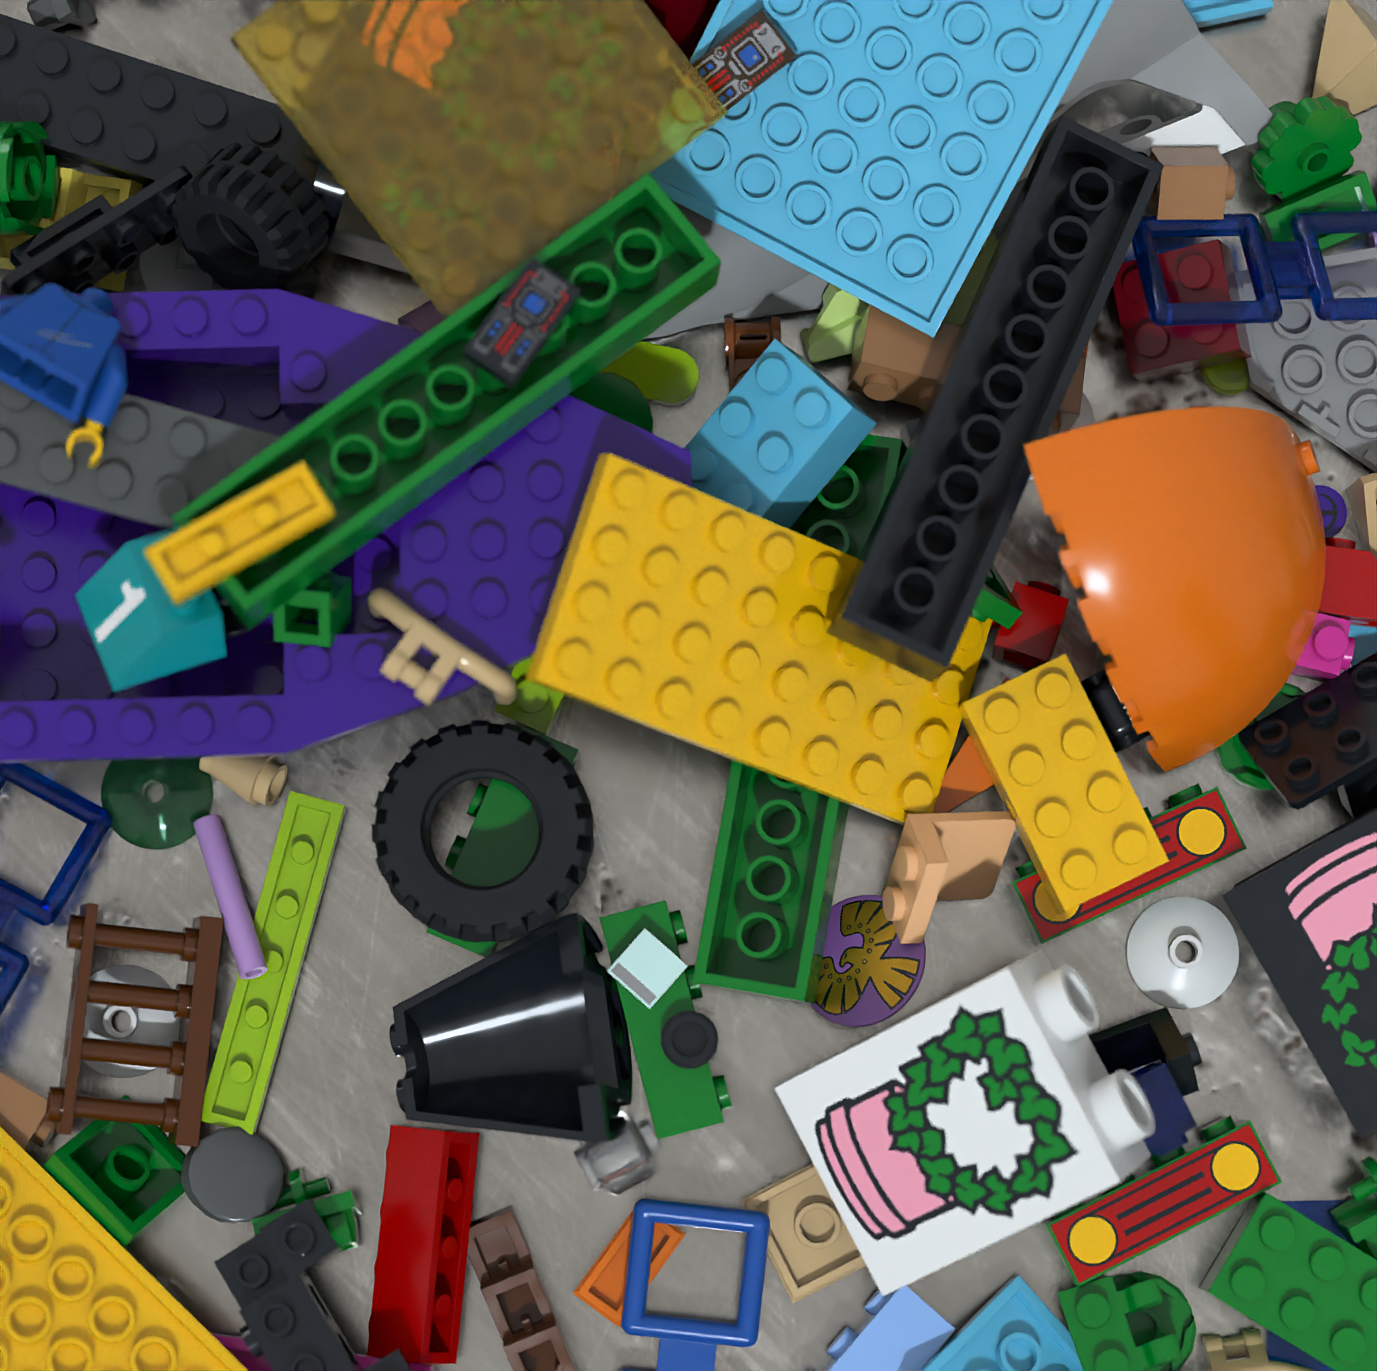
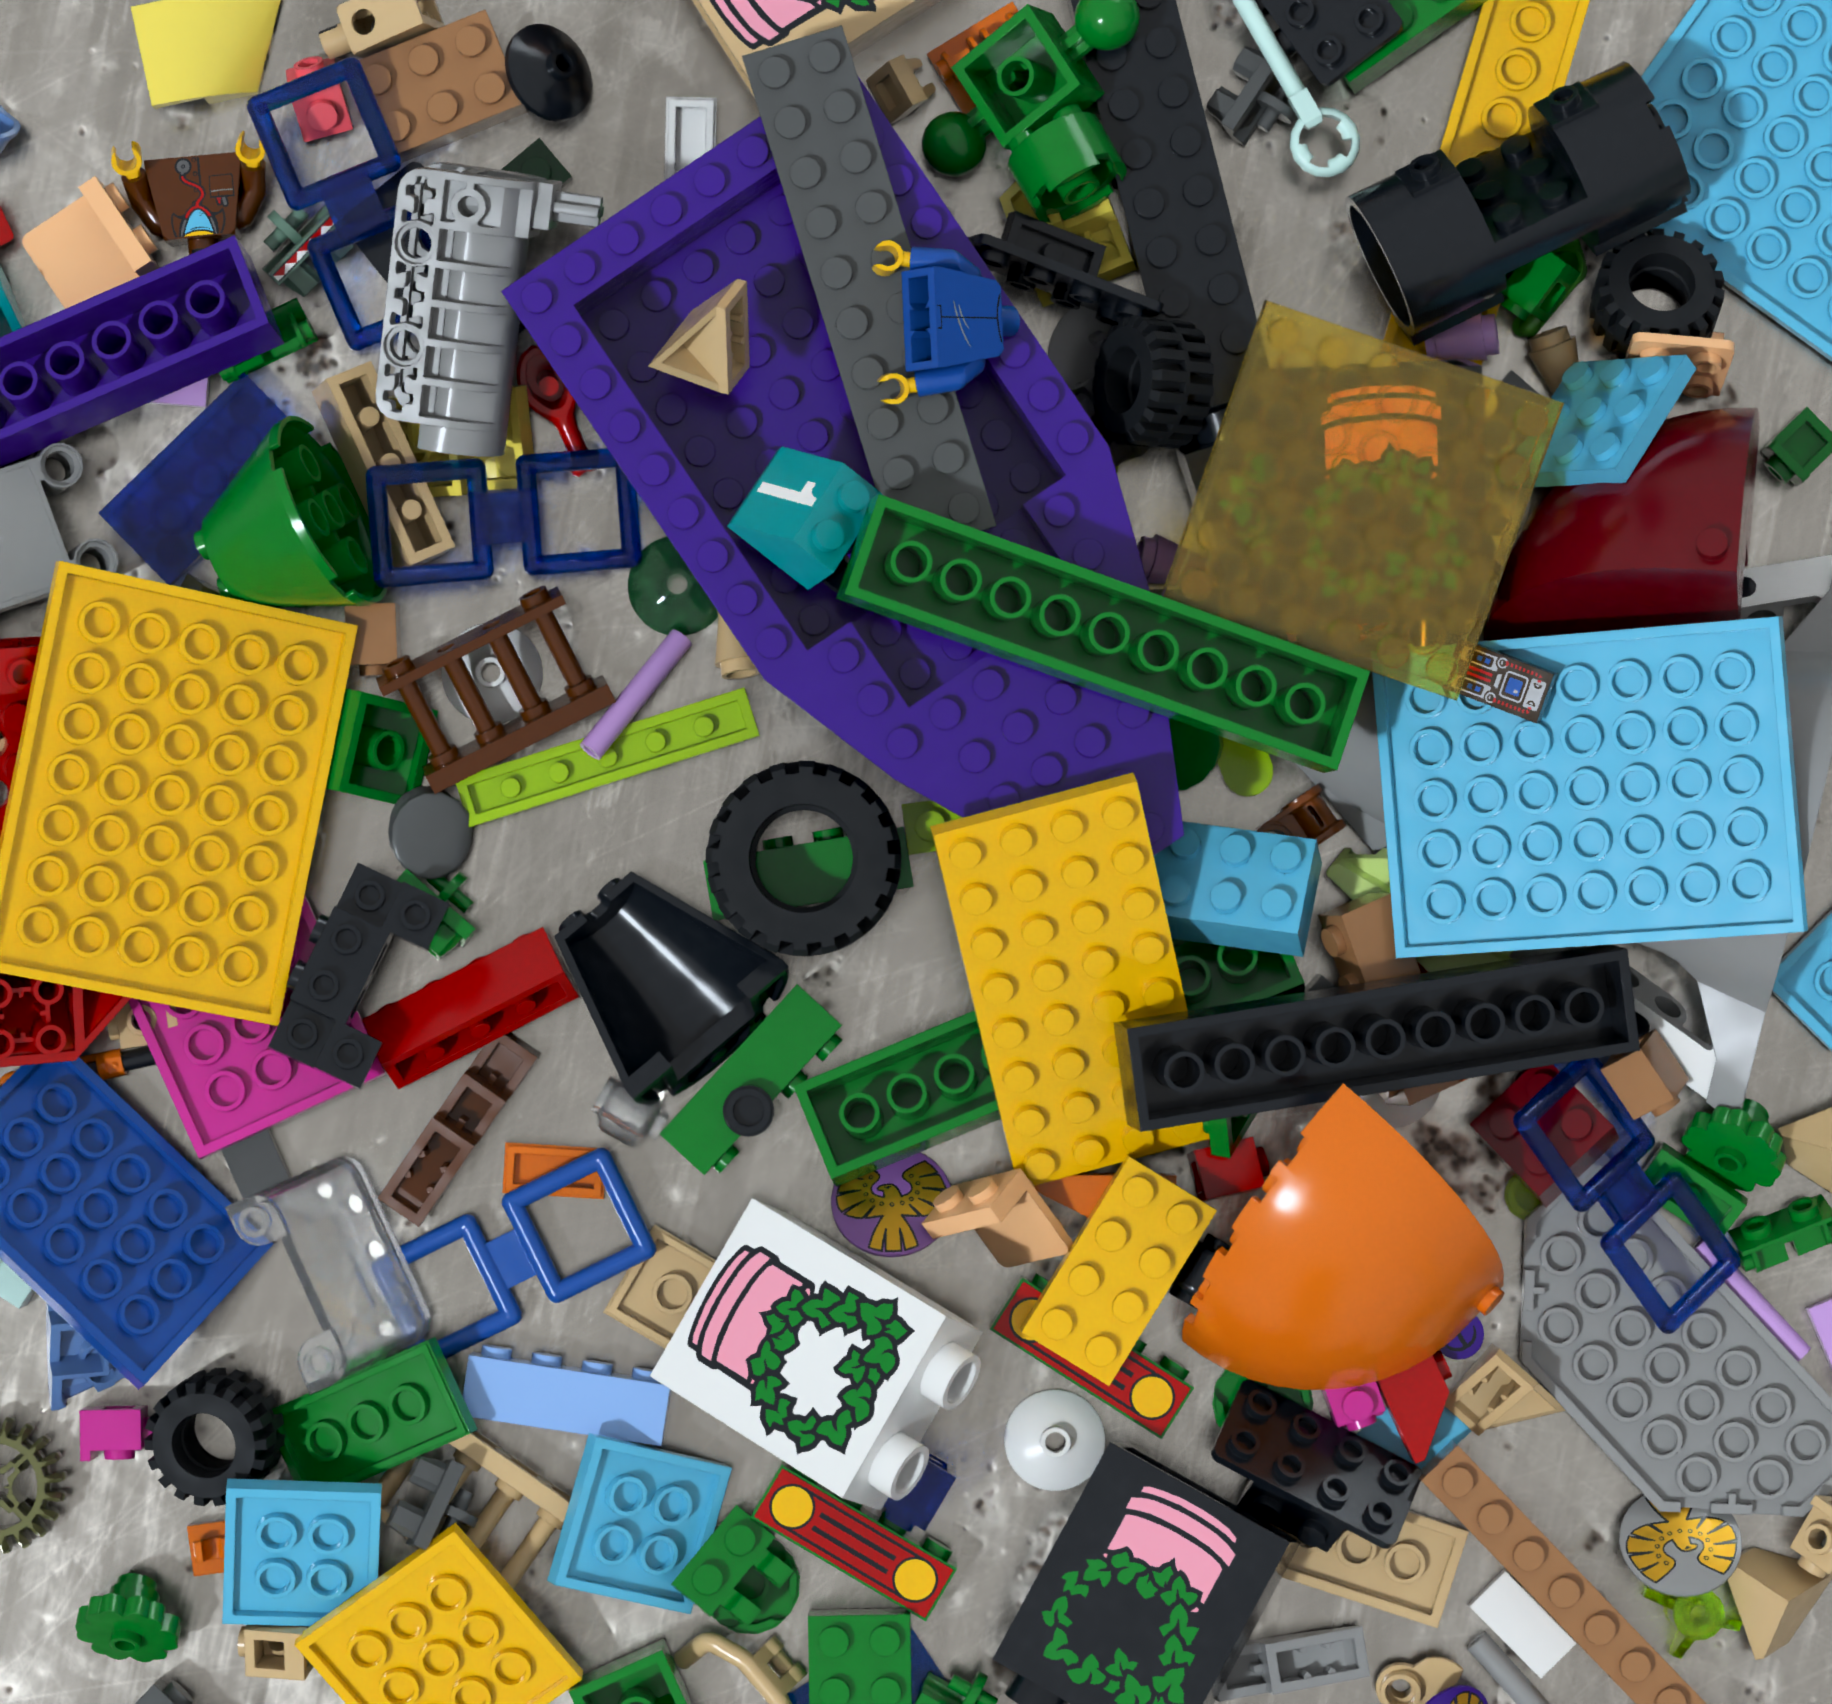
camera: 55 degrees right, 5 degrees up
(239, 533) = (899, 552): yellow tile -> none
(322, 601) = (896, 636): green brick -> none
(449, 651) = (917, 753): tan piece -> none
(522, 323) = (1191, 654): black tile -> none
(647, 968) = (781, 1045): light aqua tile -> none
(1146, 1041) = (968, 1454): black bracket -> none

